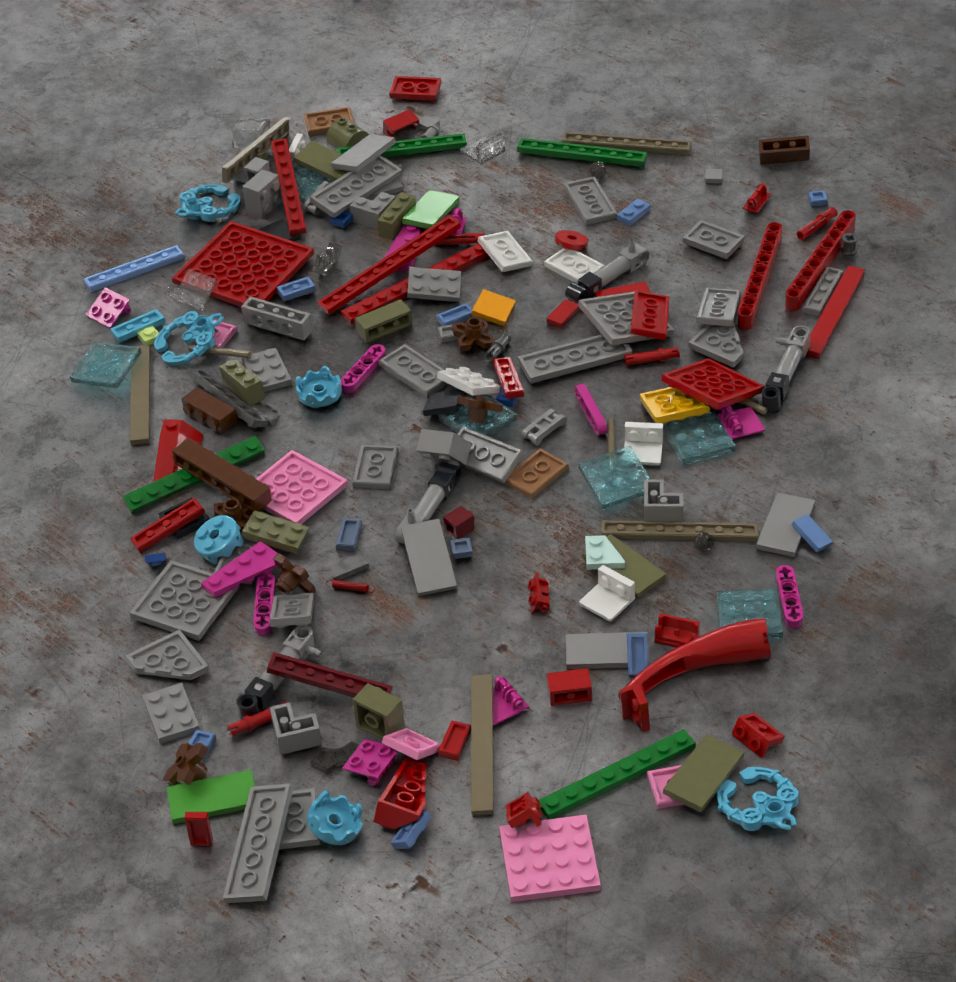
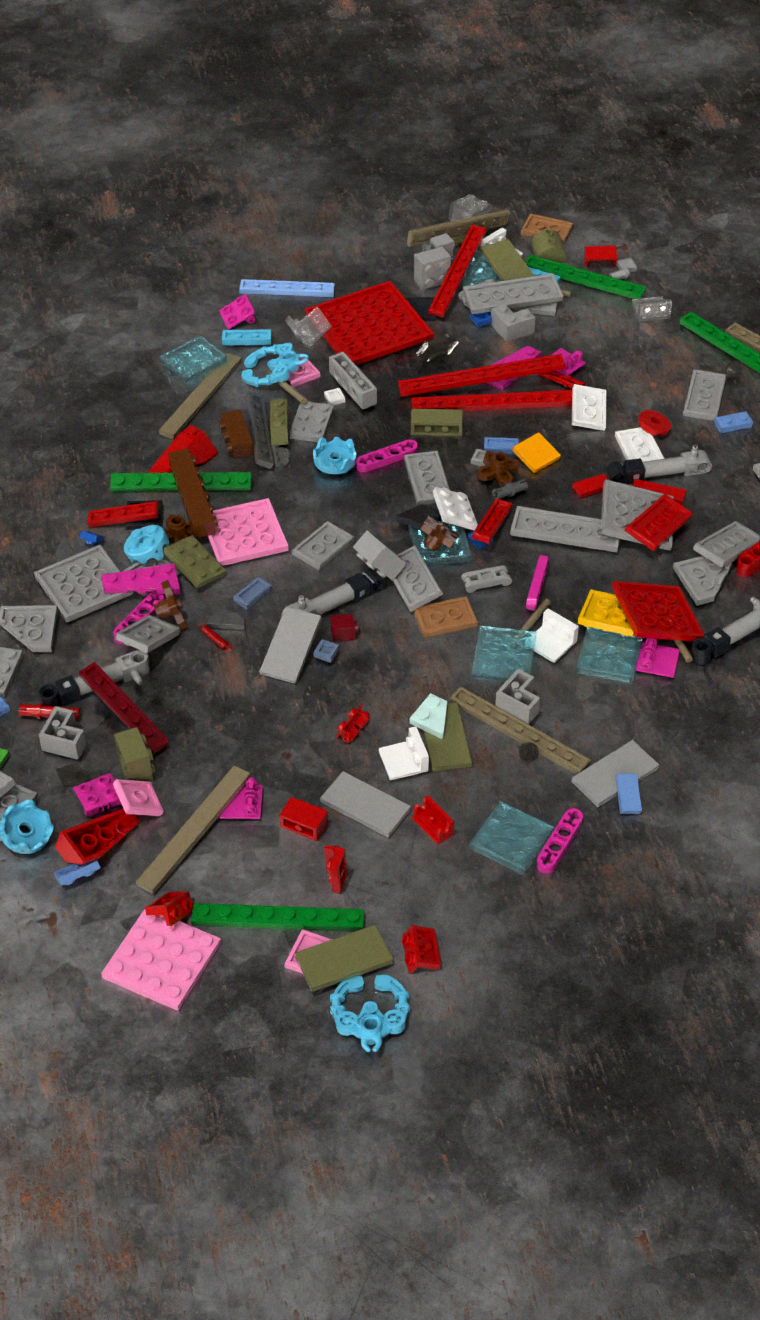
camera: 30 degrees right, 5 degrees up
(148, 335) = (248, 348): yellowish green plate -> none
(196, 208) = (378, 260): medium azure piece -> none
(268, 340) = (334, 396): none -> white tile
(296, 288) = (392, 362): medium blue plate -> none
(363, 153) = (540, 267): light grey tile -> none
(391, 220) = (526, 334): olive brick -> none
(415, 88) = (641, 229): red plate -> none
(430, 209) = (559, 341): tile -> none
(434, 284) = (504, 409): light grey plate -> none
(454, 740) = (177, 814): red tile -> none
(637, 652) = (380, 821): medium blue tile -> none
(651, 356) = (631, 560): red pin -> none
(726, 645) = (459, 854): red brick -> none

